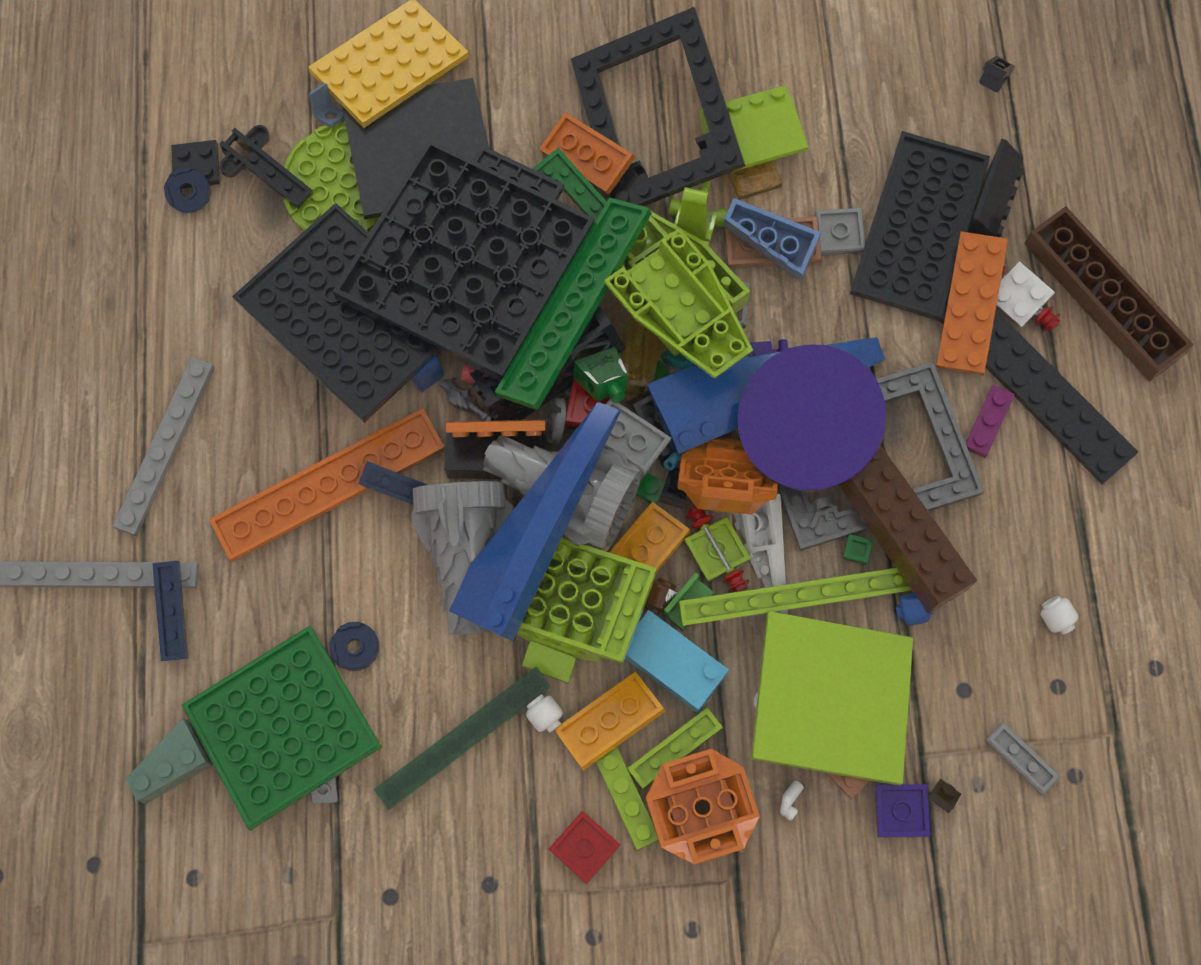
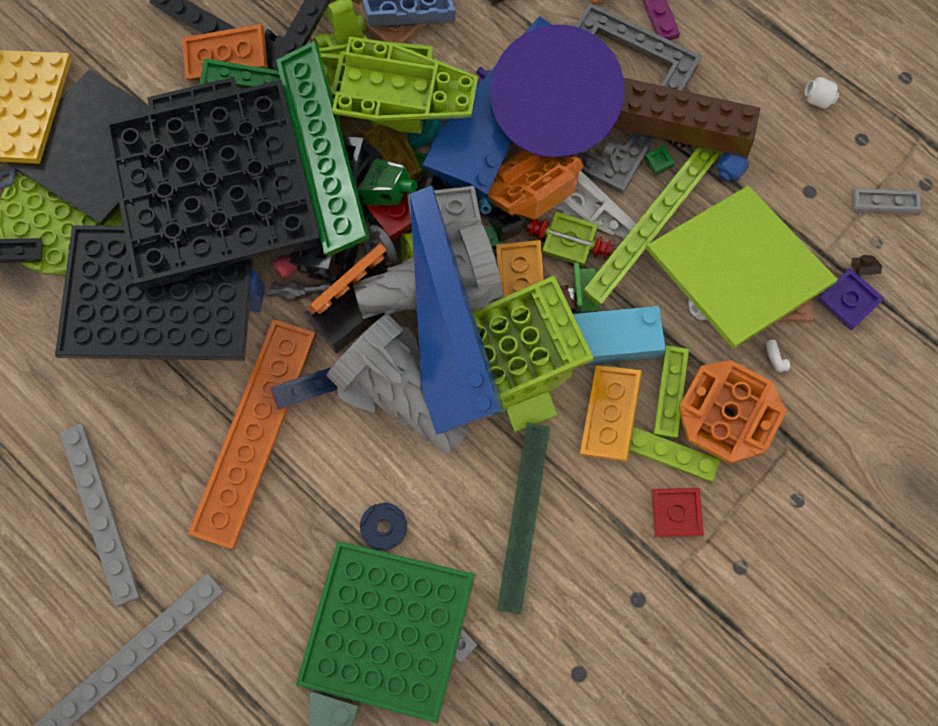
camera: 45 degrees left, 0 degrees up
(170, 611) = (222, 625): dark blue plate -> none
(544, 713) = (563, 448): white head -> none

